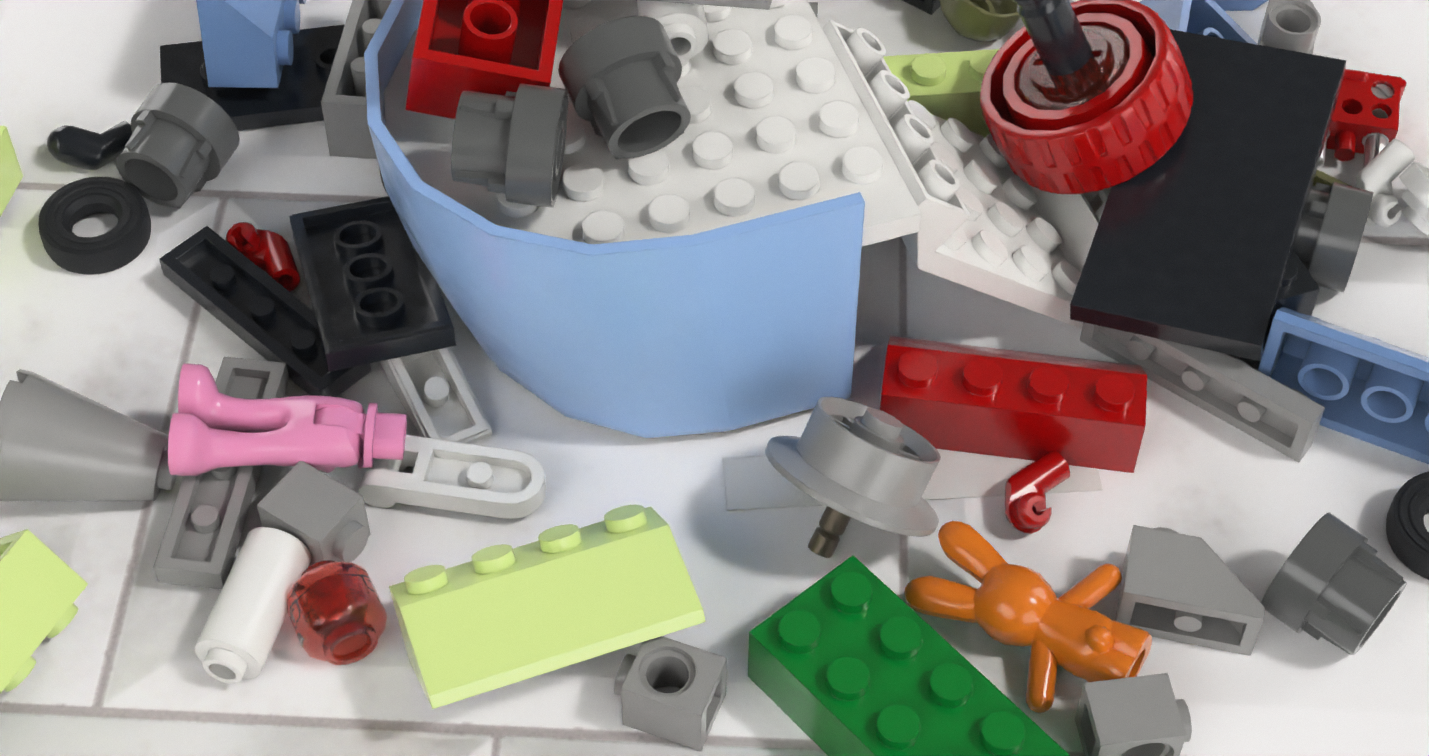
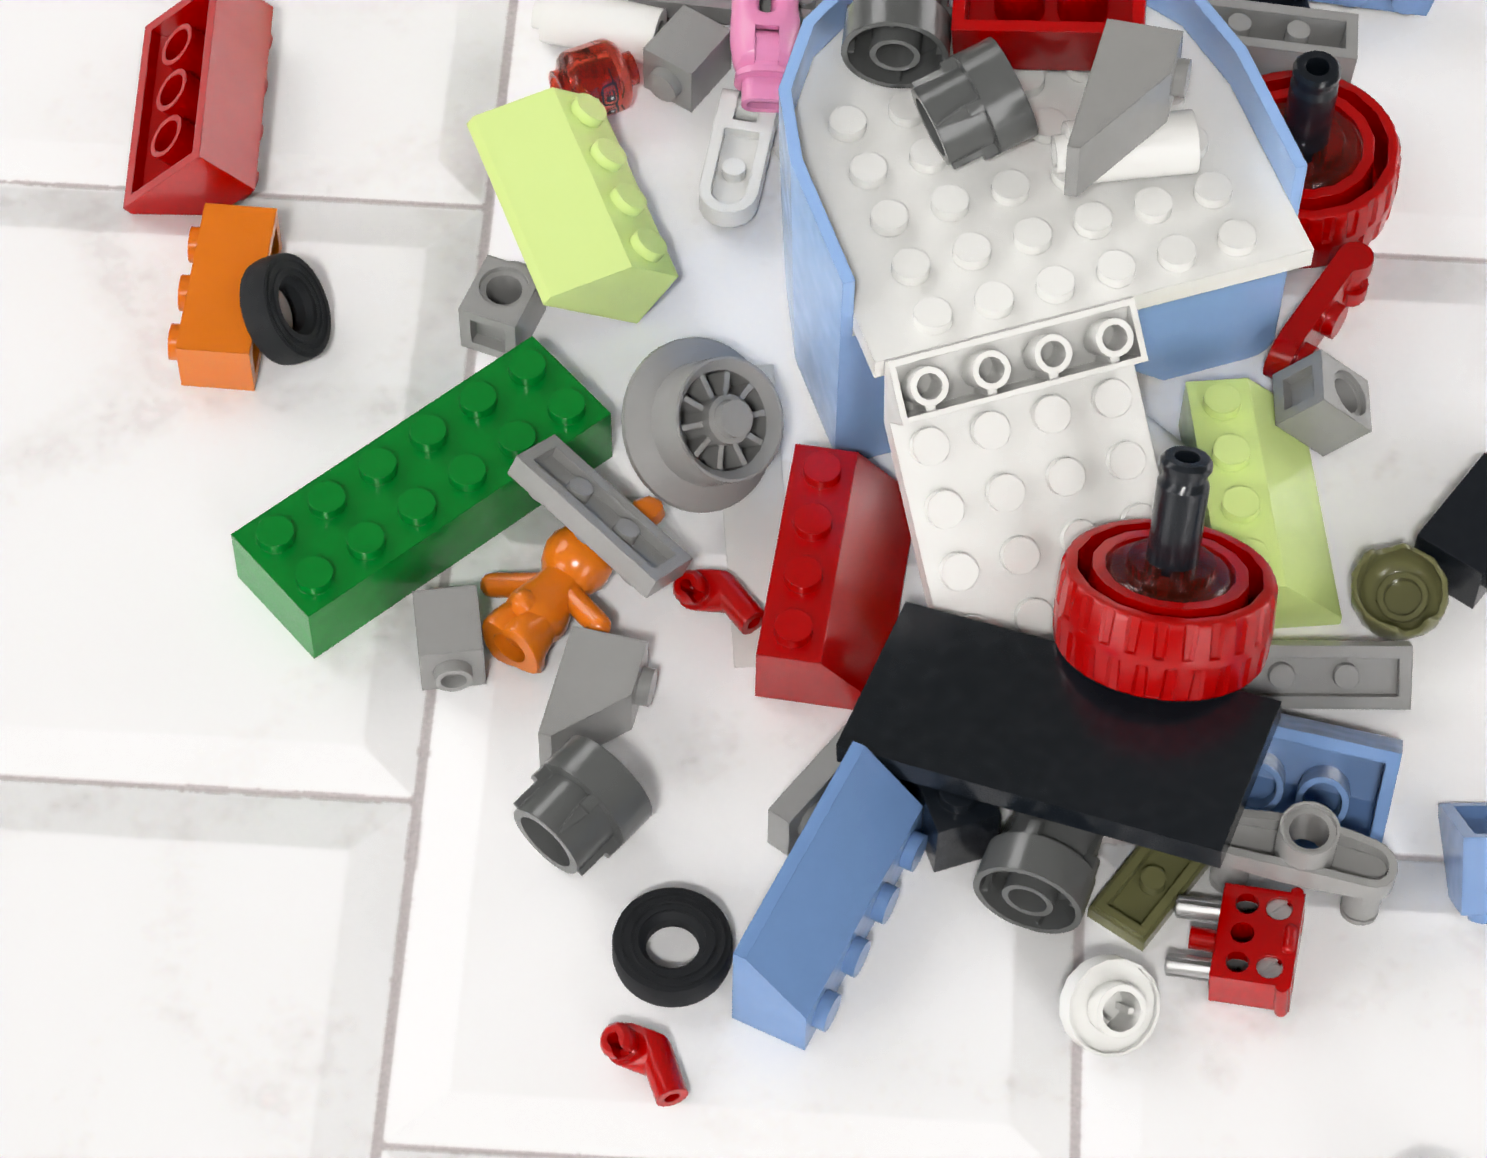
camera: 90 degrees right, 5 degrees up
(999, 555) = (599, 516): none -> light grey plate
(1378, 178) = (1146, 951): white arm -> none

